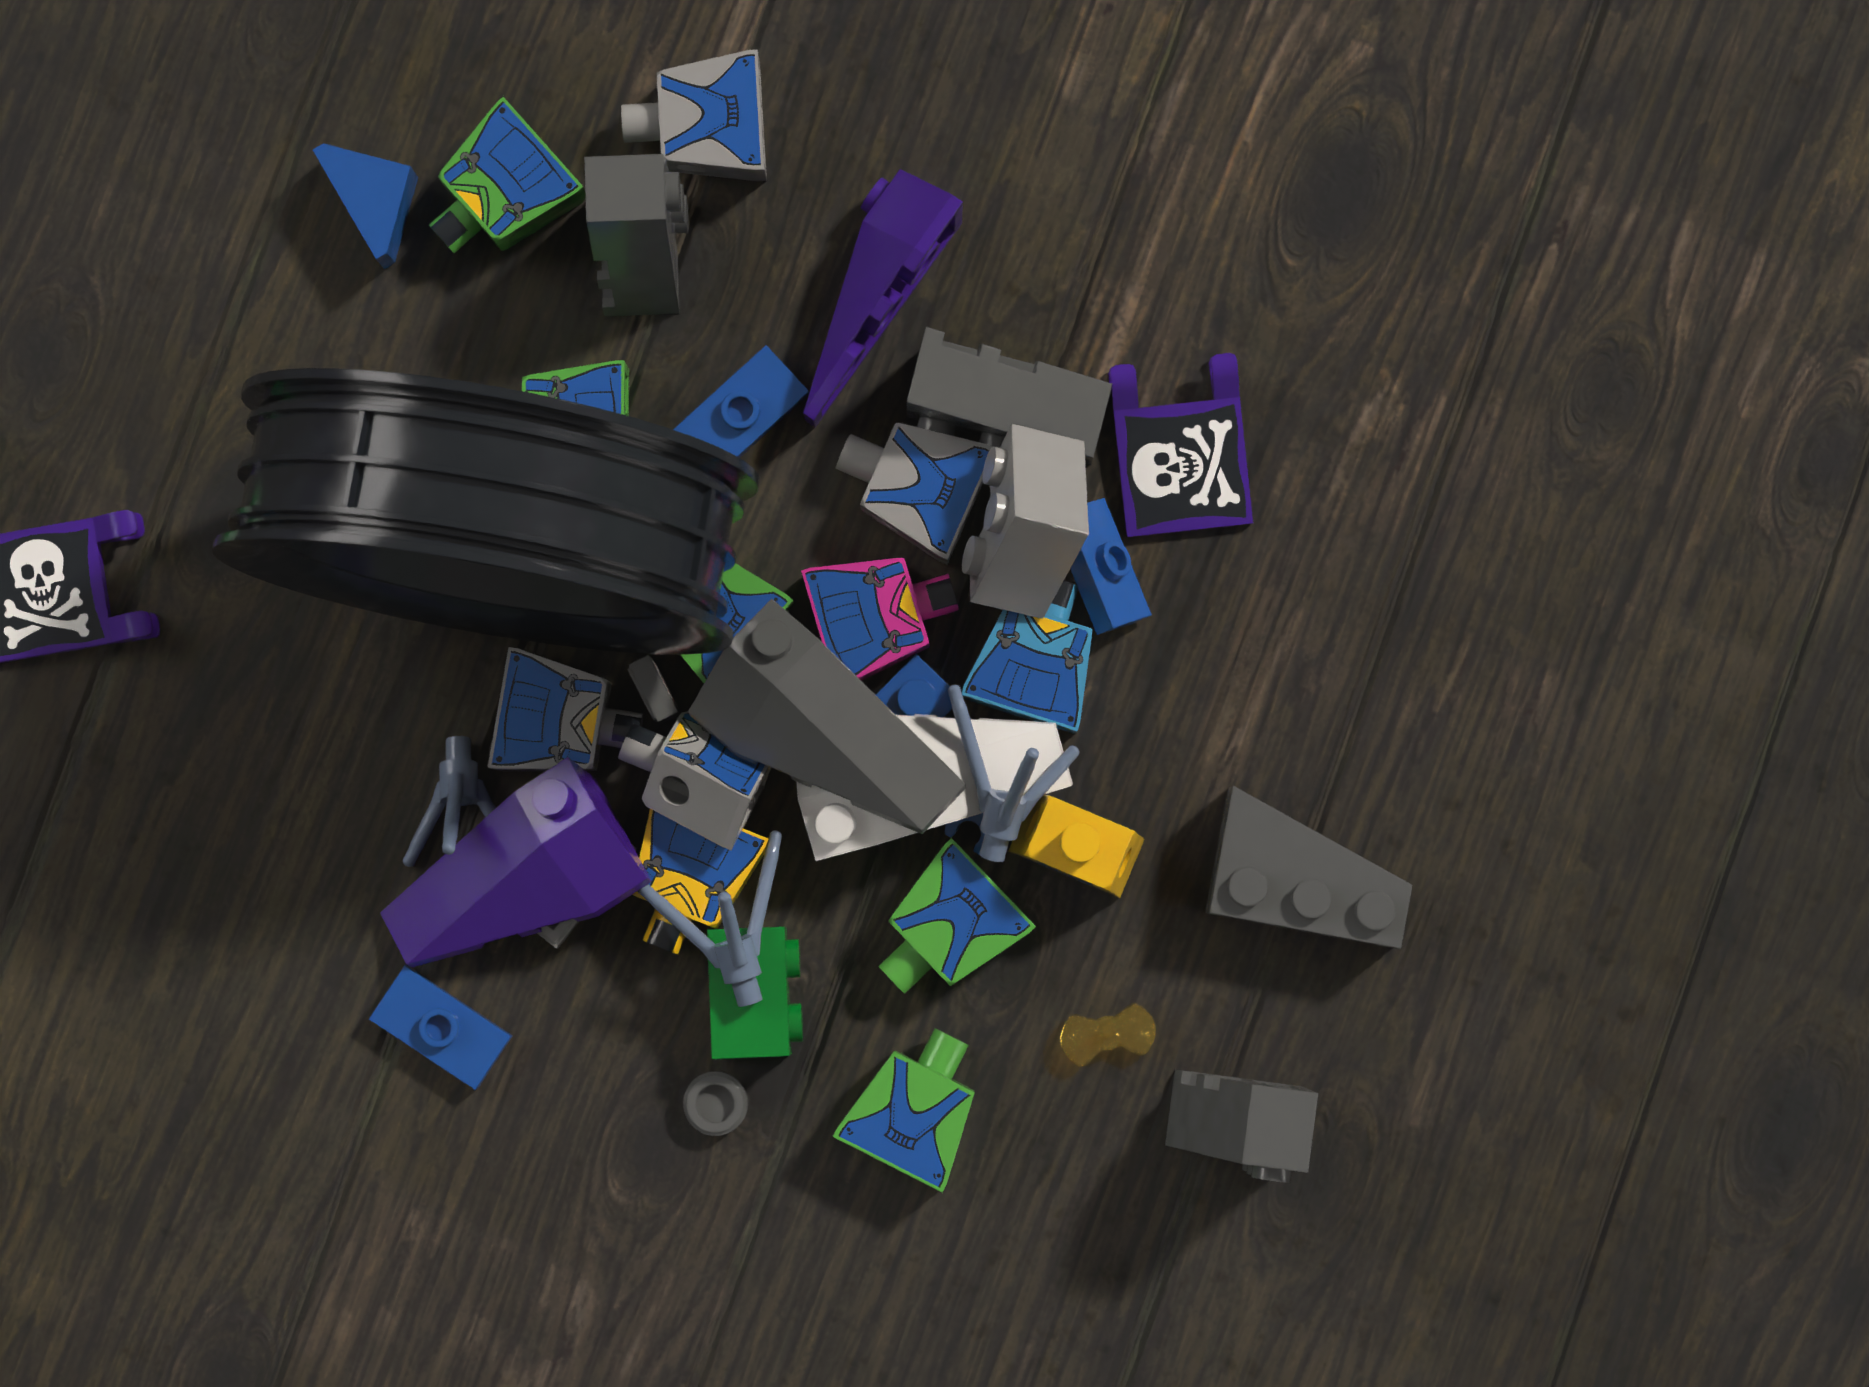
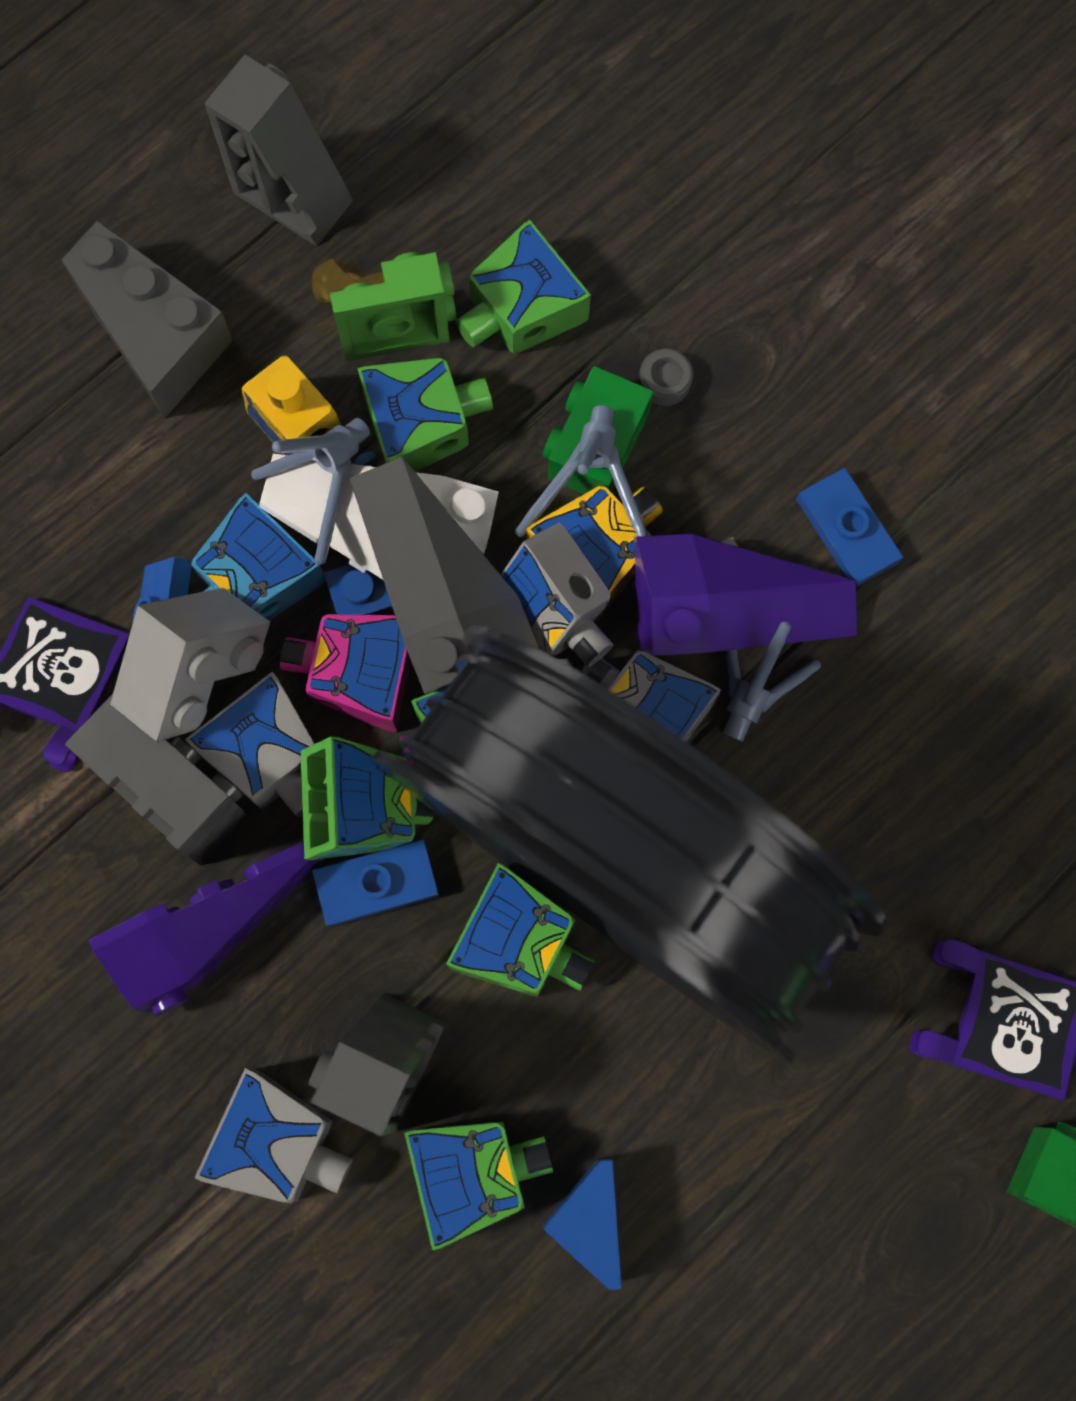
camera: 155 degrees left, 10 degrees down
(799, 465) = (353, 802): none -> torso
(1018, 1031) = (397, 314): none -> bright green plate

